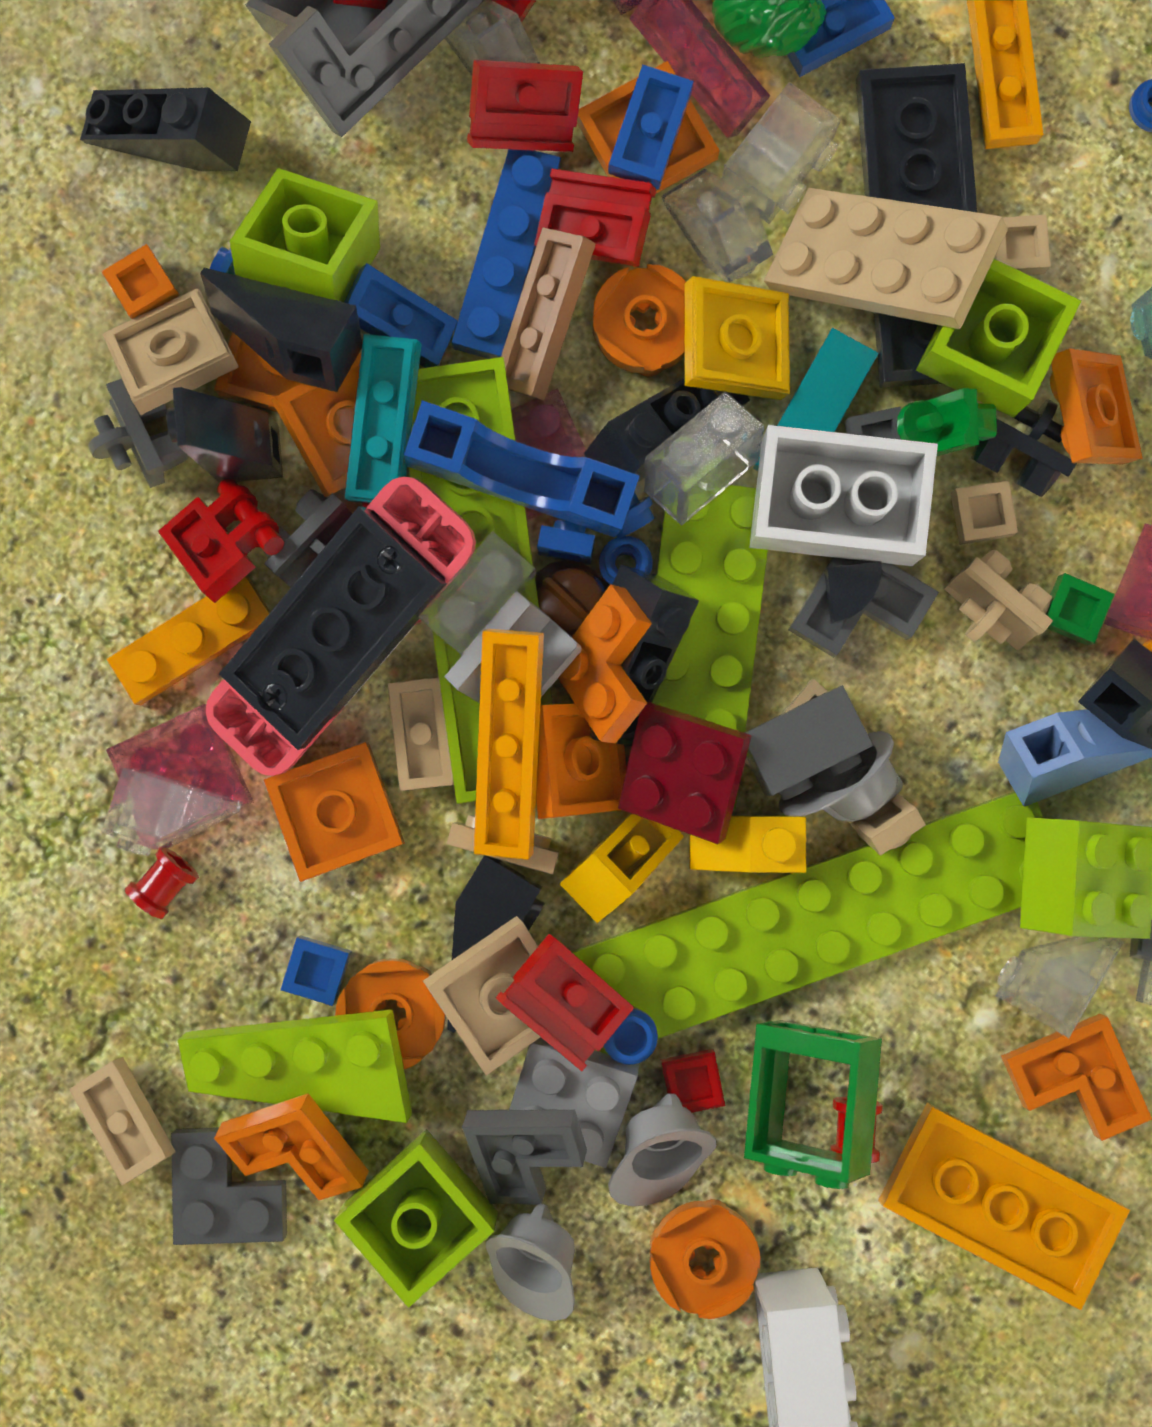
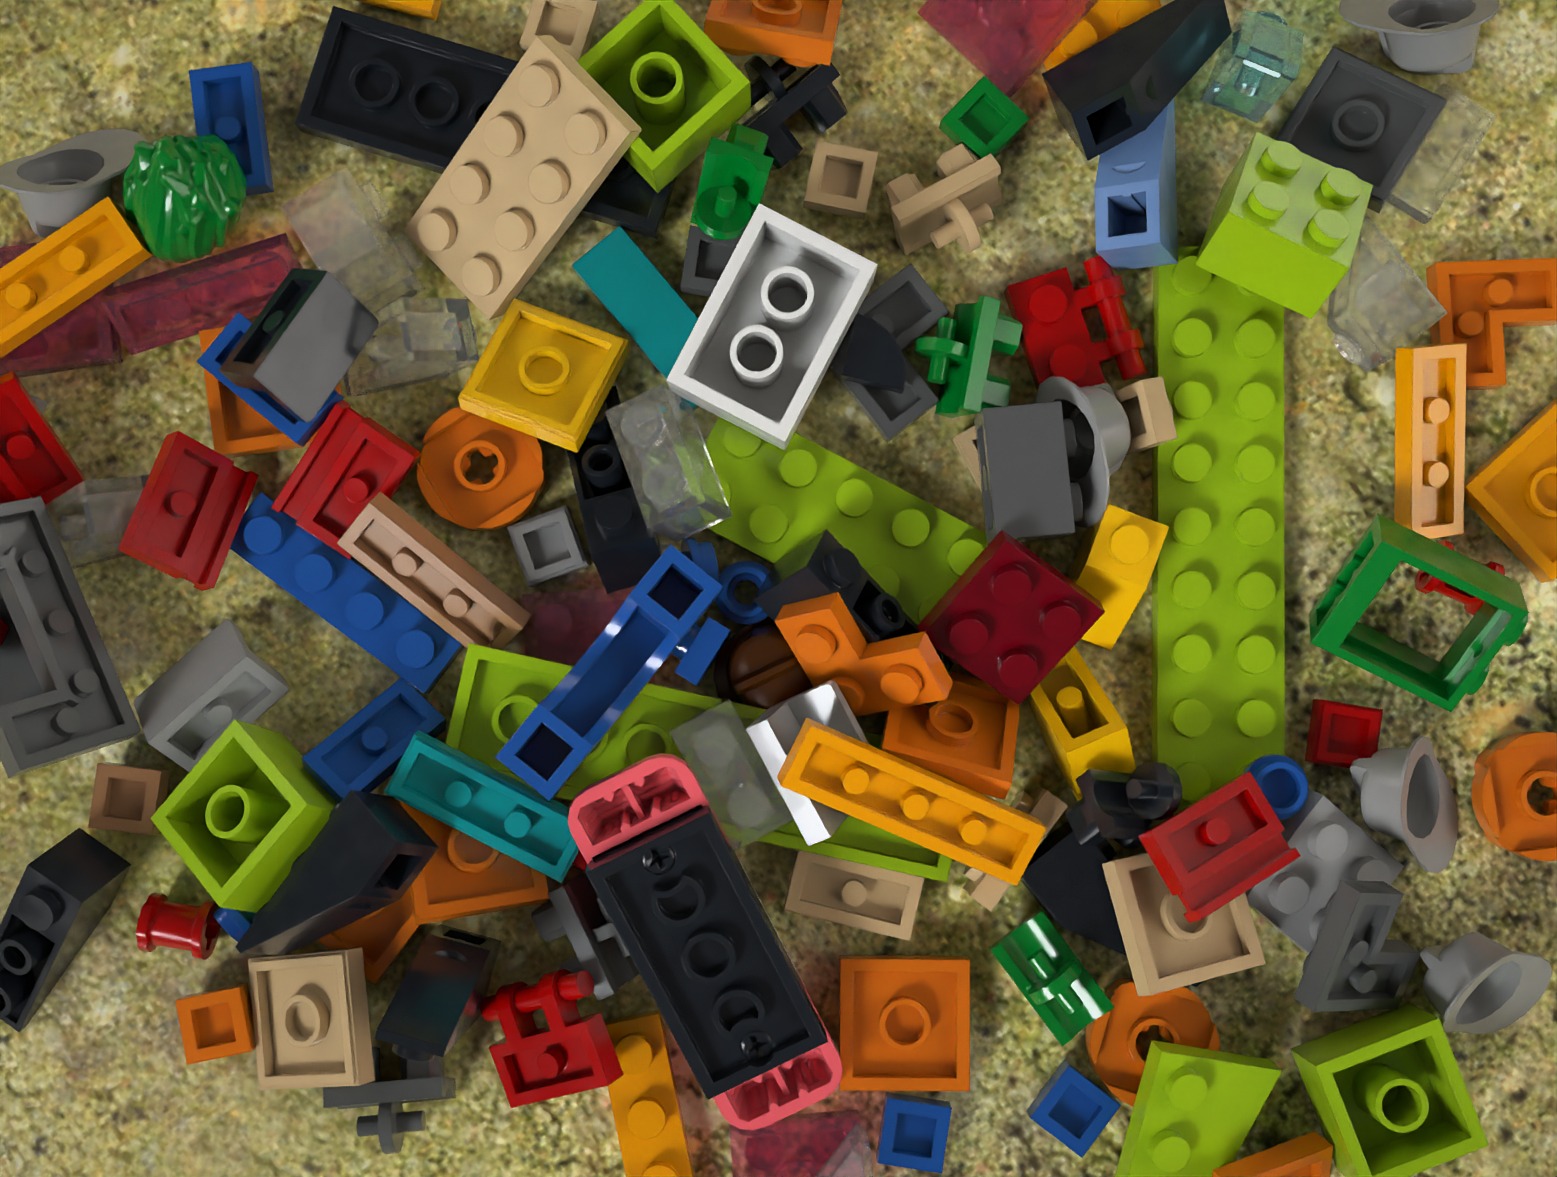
camera: 75 degrees left, 0 degrees up
(203, 224) = (177, 926): none -> red bush
(252, 850) = (913, 1132): none -> blue plate
(288, 147) = (127, 797): none -> medium nougat plate
(390, 174) = (205, 693): none -> light grey panel
(412, 912) = (1051, 977): none -> green hips
(571, 915) = (1124, 803): none -> black hips
(602, 394) = (548, 546): none -> light grey tile
(688, 137) = (301, 342): none -> panel
(881, 659) = (963, 353): none -> green hips
(931, 728) = (1056, 332): none -> red plate
(960, 1062) = (1430, 438): none -> light orange plate

